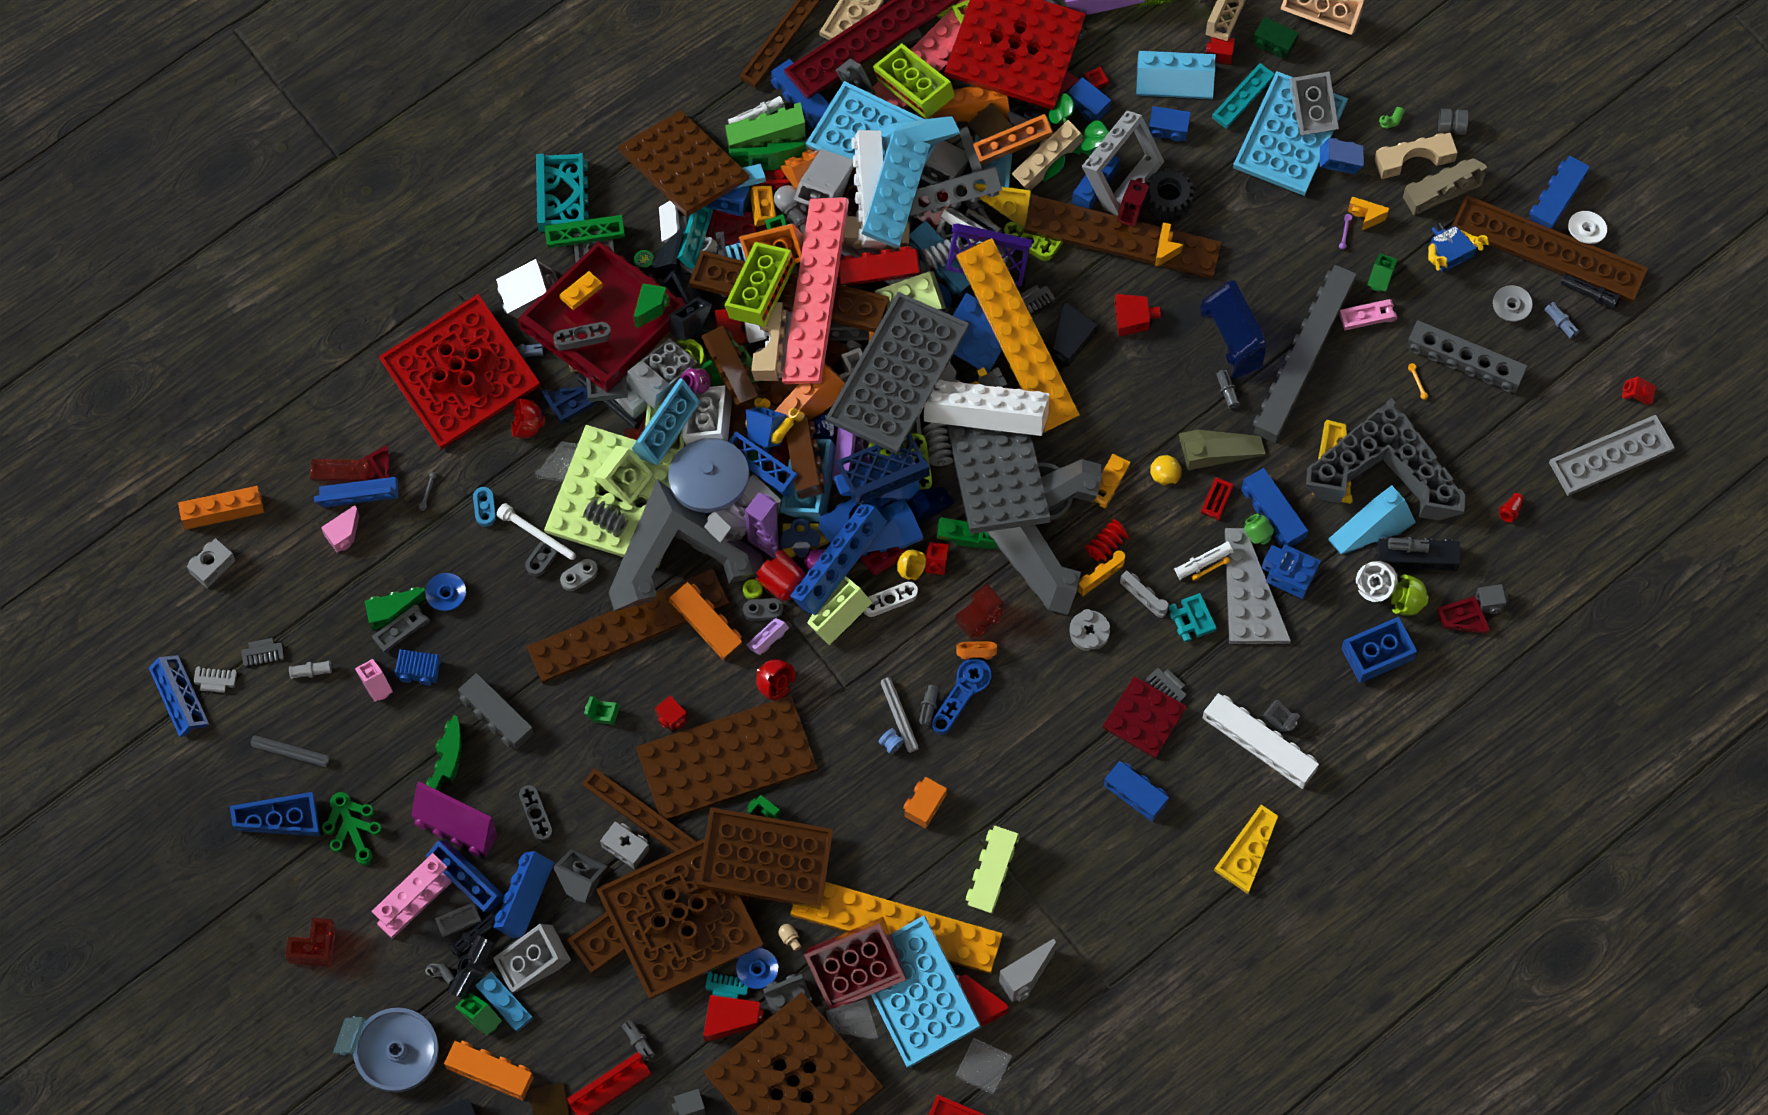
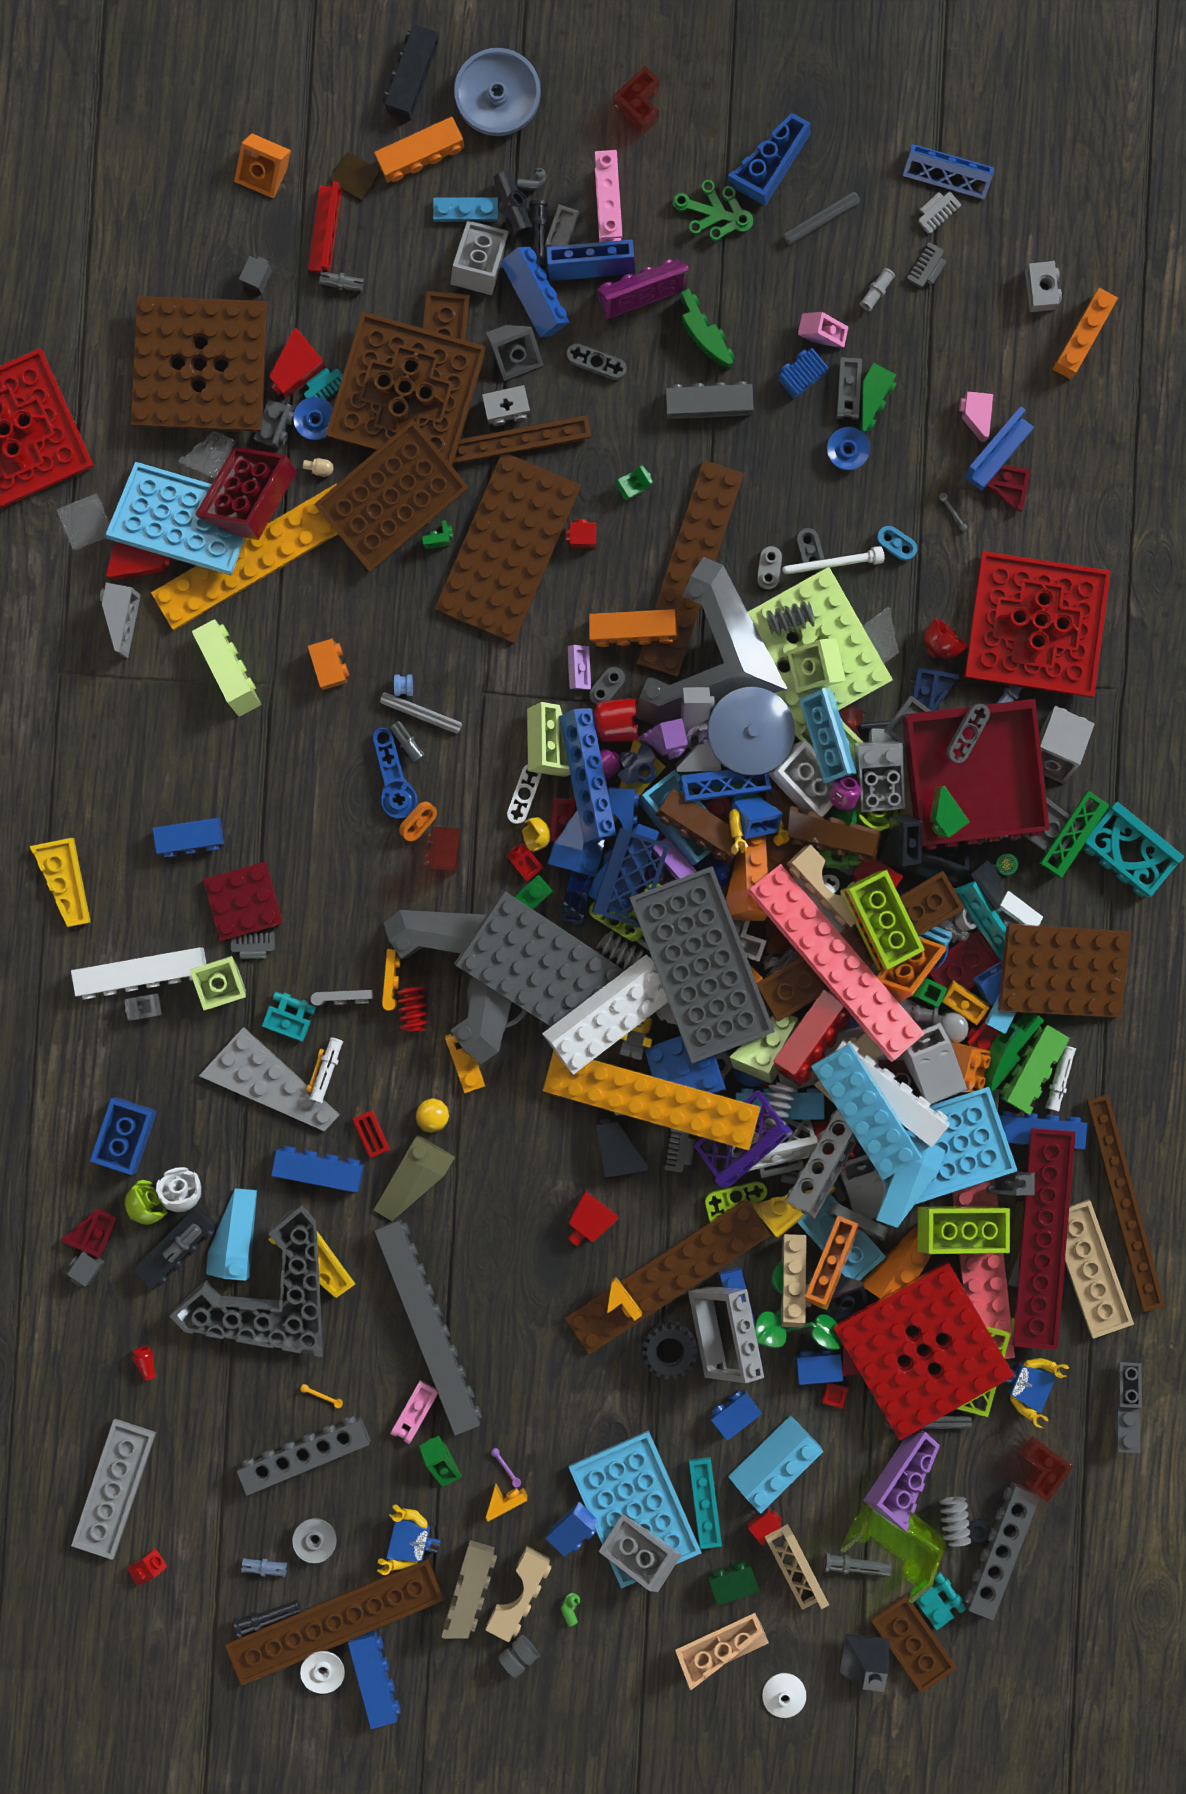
camera: 130 degrees right, 20 degrees up
(339, 470) = (1033, 454): clear red tile -> none
(349, 1035) = (541, 67): clear light blue piece -> none
(479, 1014) = (471, 179): green slope -> none
(581, 290) = (1014, 772): light orange plate -> none
(752, 589) = (631, 691): lime tile -> none
(774, 679) = (537, 638): red cylinder -> none
(989, 122) = (868, 1260): dark brown piece -> none
(1089, 619) = (364, 932): light grey plate -> none
(1135, 195) = (685, 1310): dark red torso -> none
(1216, 674) = (218, 983): none -> yellowish green slope
(1227, 389) = (456, 1233): dark grey axle -> none
(1237, 327) = (496, 1285): clear blue windscreen -> none
(1258, 529) = (311, 1139): bright green head -> none
(1290, 569) = (254, 1132): blue piece -> none

